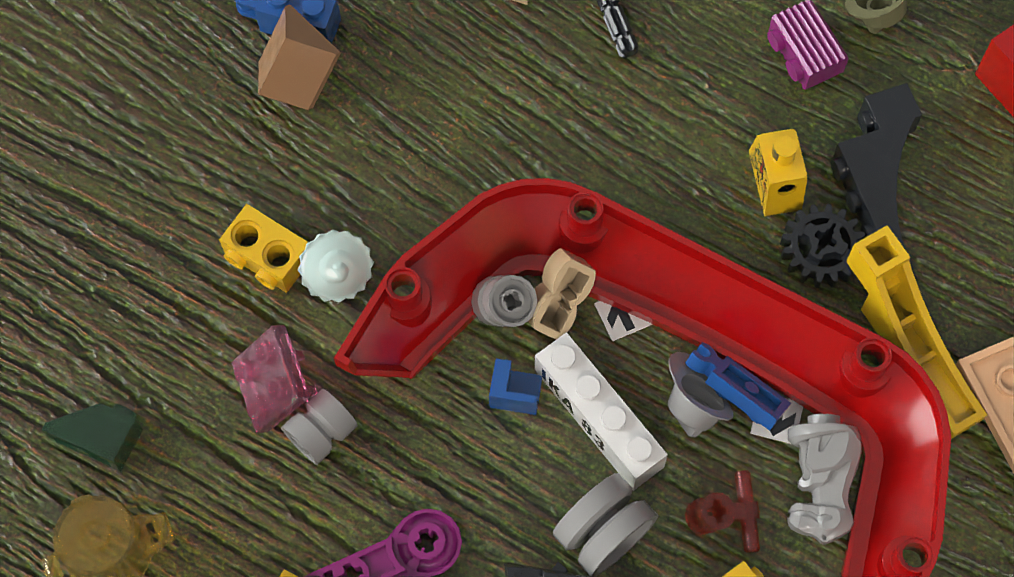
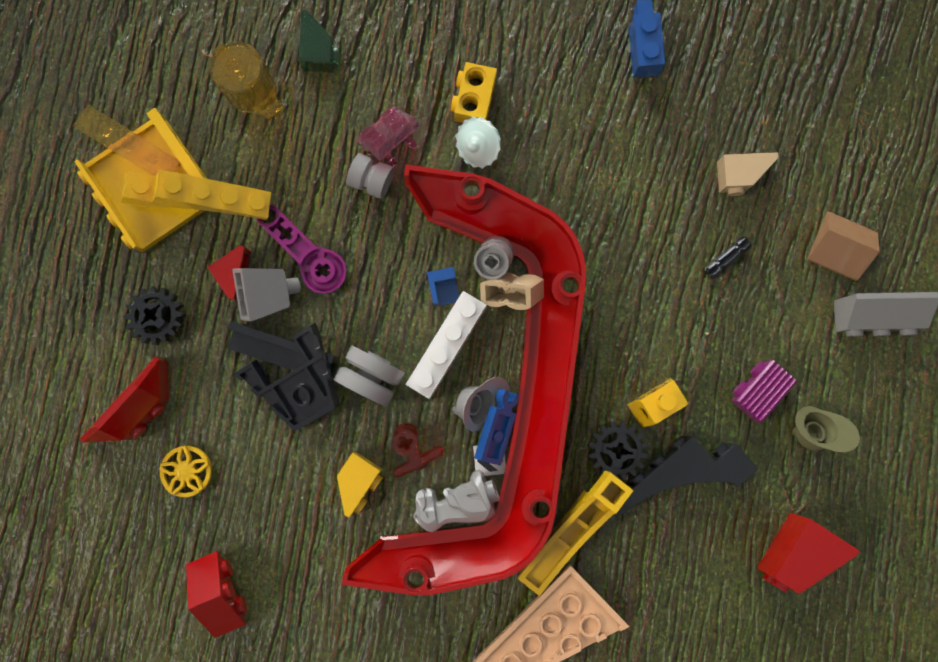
camera: 70 degrees right, 15 degrees up
(295, 61) = (608, 57): medium nougat slope -> none
(618, 322) = (516, 336): white sticker -> none

